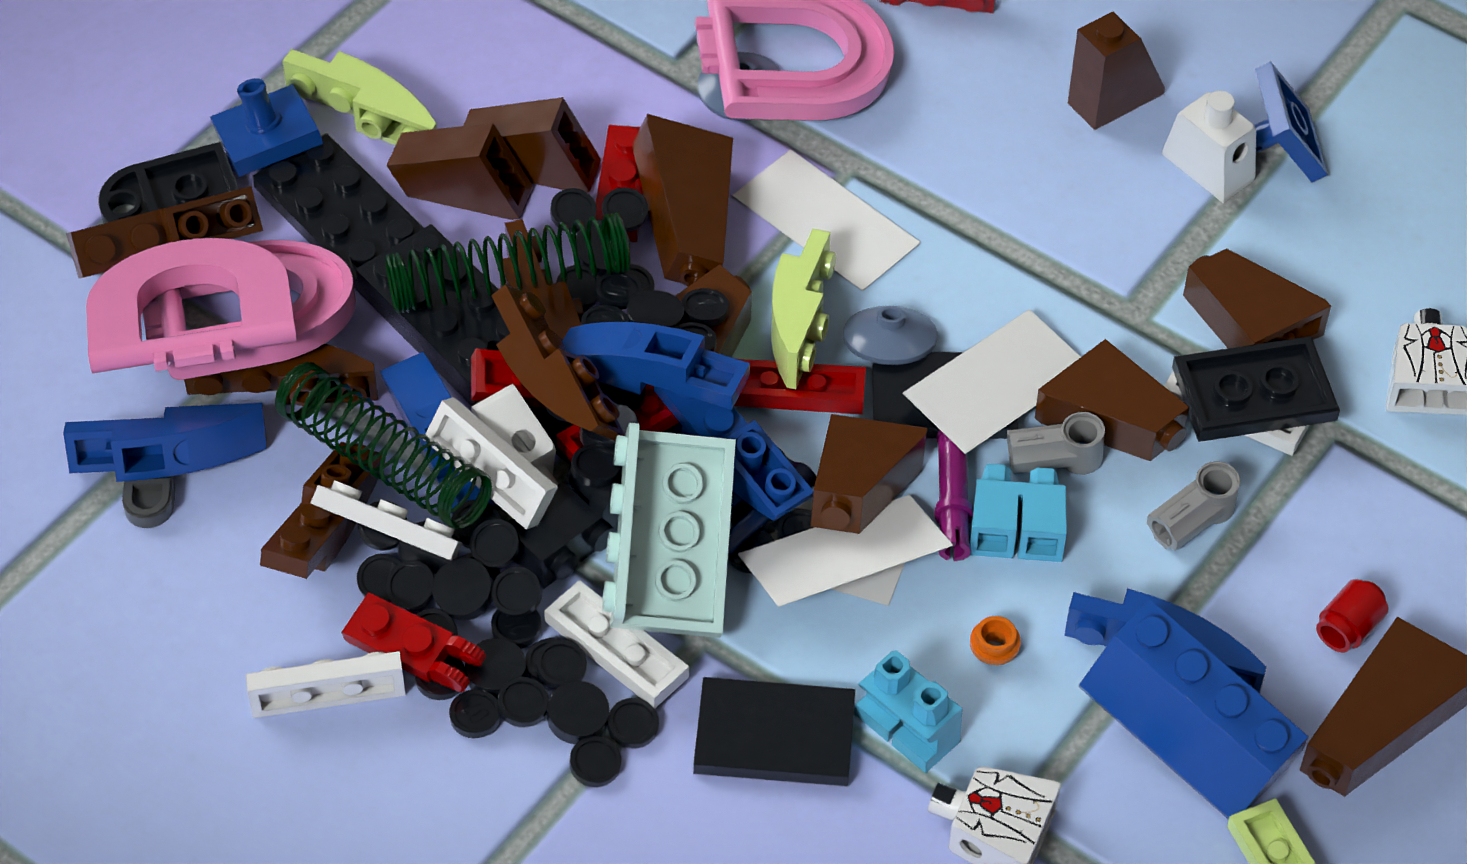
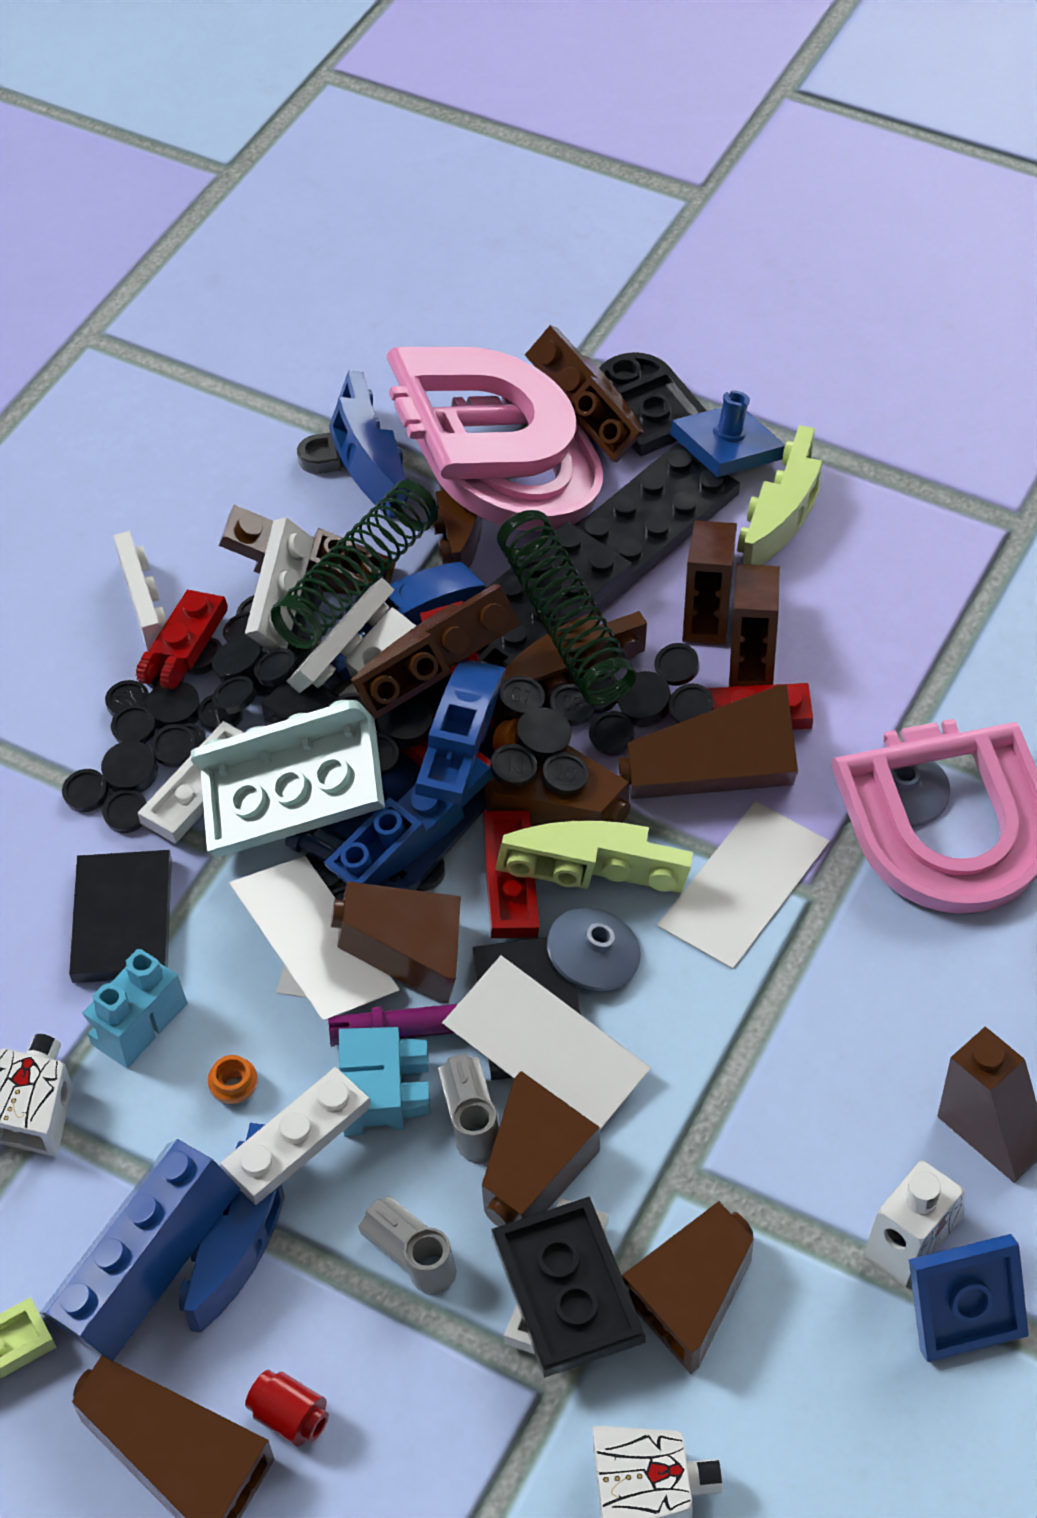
camera: 85 degrees right, 0 degrees up
(1090, 563) = (295, 1135): none -> white plate

